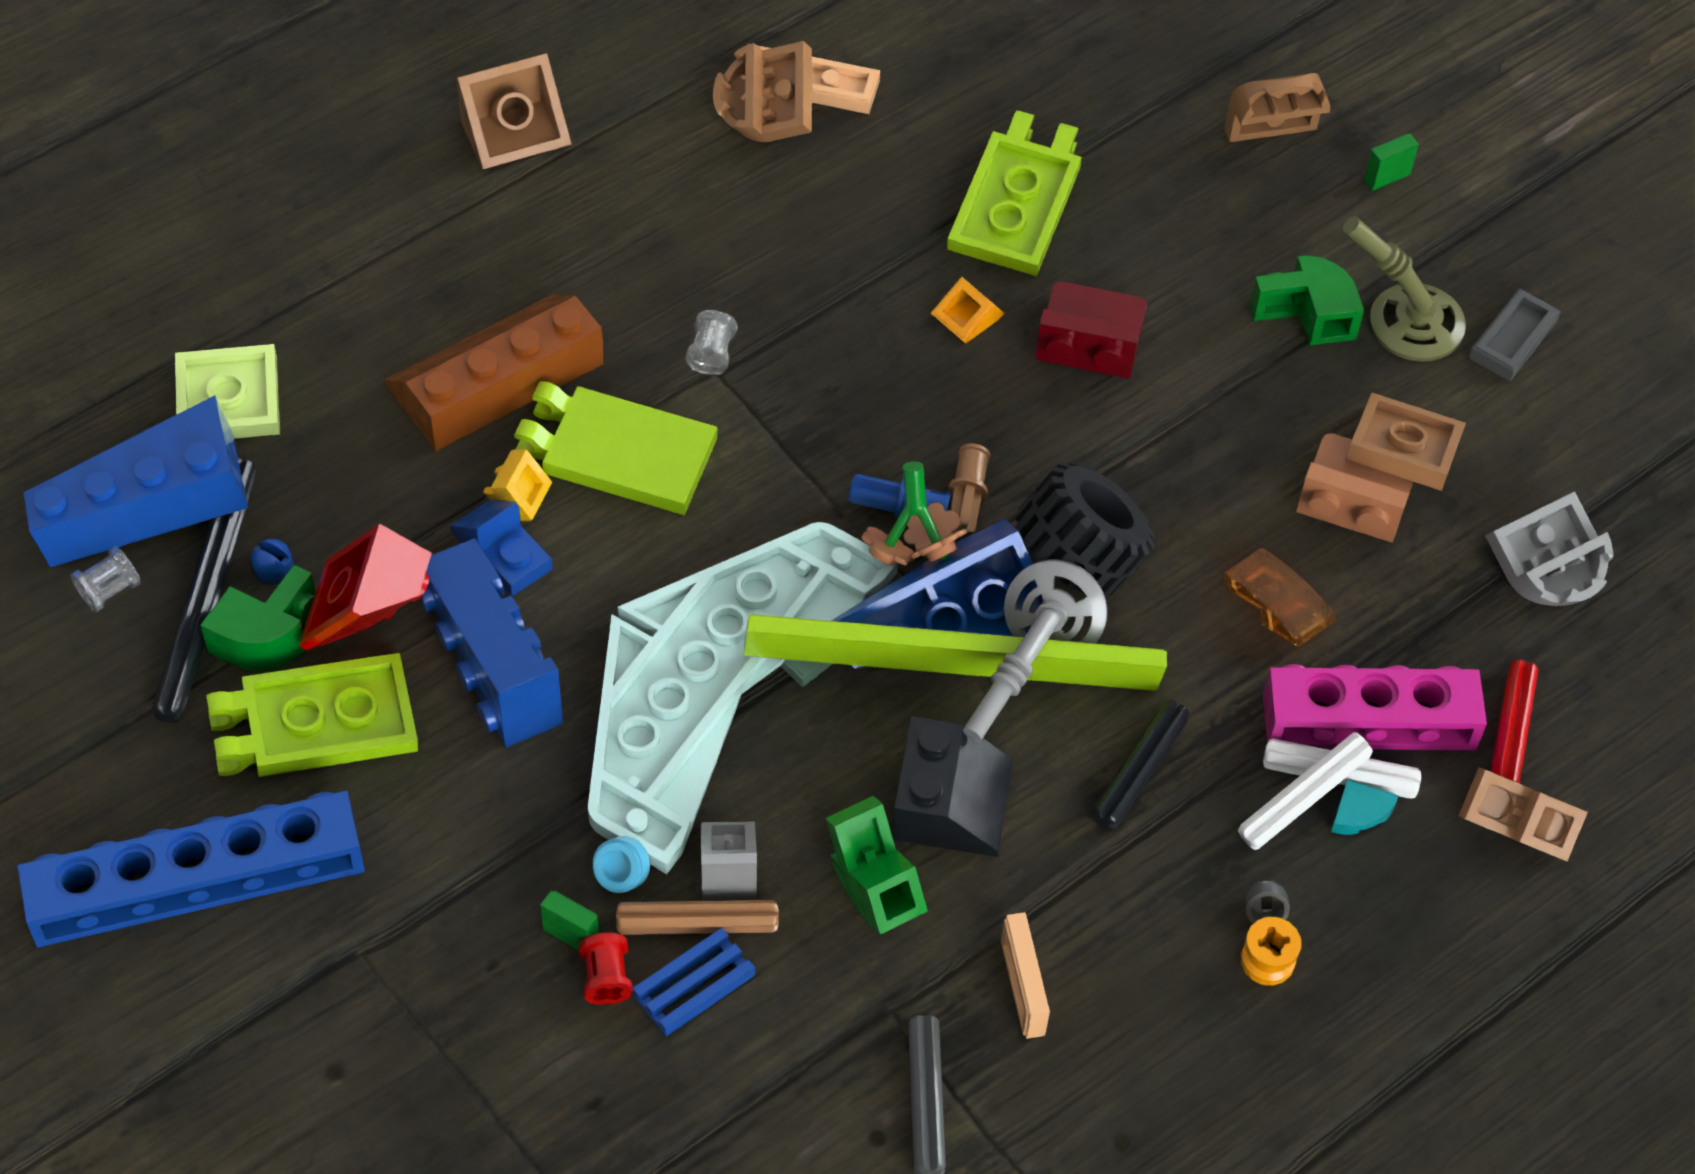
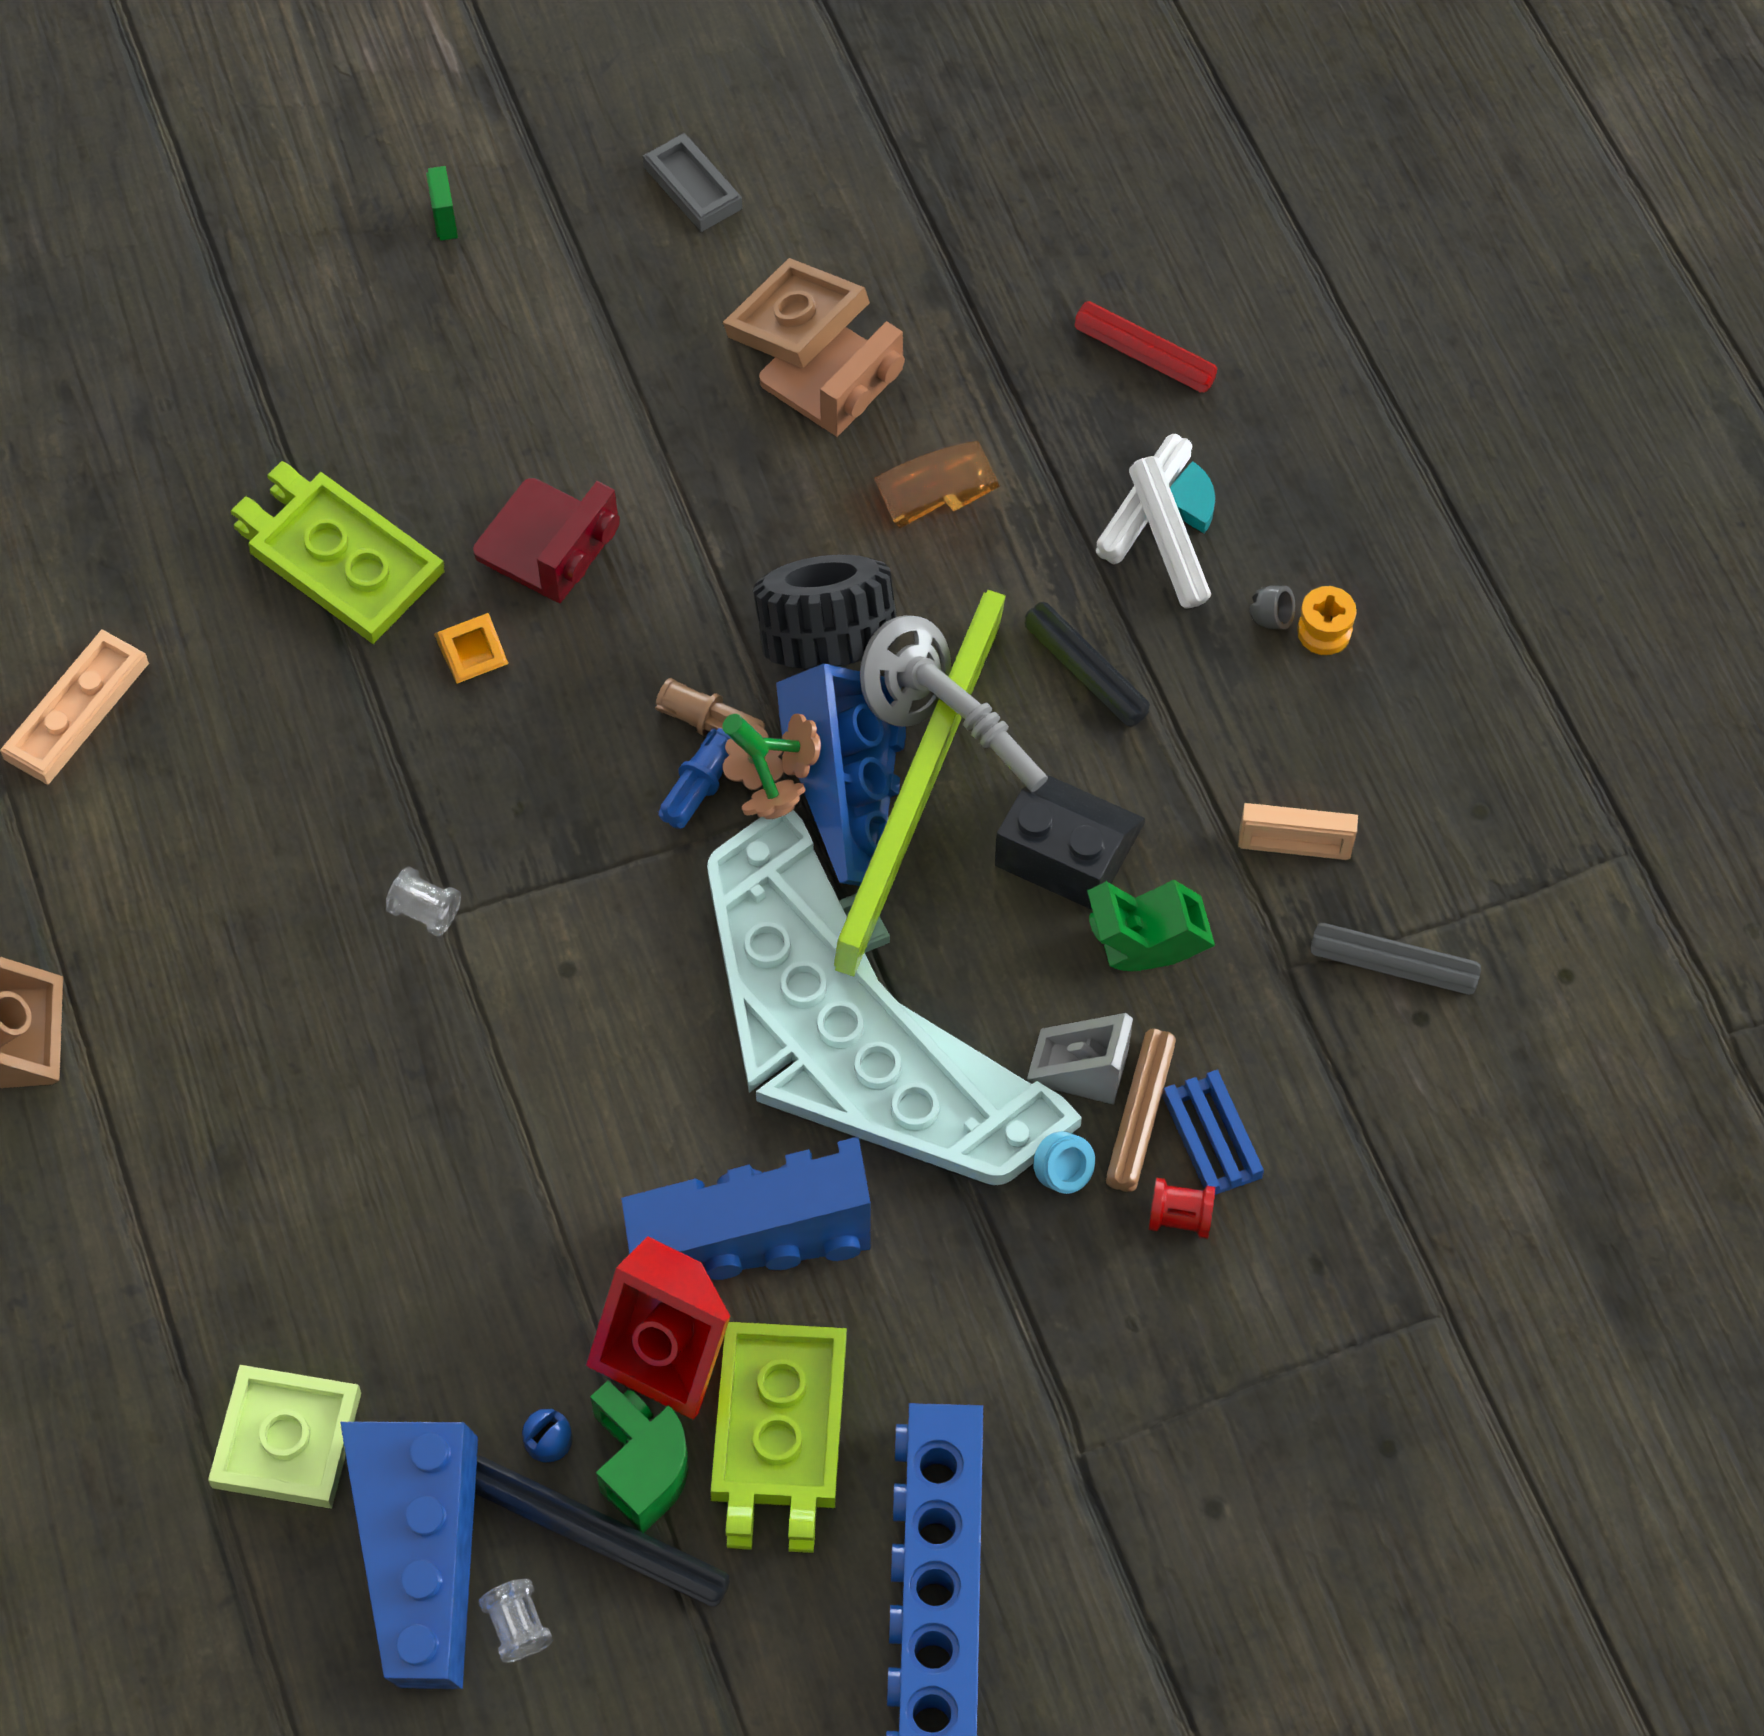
camera: 70 degrees left, 5 degrees up
(498, 369) = (363, 1131): dark orange slope -> none
(506, 544) = (592, 1185): blue slope -> none
(520, 481) = (549, 1143): yellow tile -> none
(567, 919) = (1120, 1227): green tile -> none
(618, 446) = (524, 1034): lime tile -> none
(767, 92) = (94, 745): medium nougat slope -> none
(1276, 107) = (337, 273): medium nougat slope -> none
(1317, 293) = (589, 322): green brick -> none
(1399, 722) = (1079, 515): dark pink brick -> none
(1418, 305) = (638, 255): olive dish -> none
(1523, 814) = (1244, 370): medium nougat slope -> none
(1553, 554) = (967, 241): light grey slope -> none

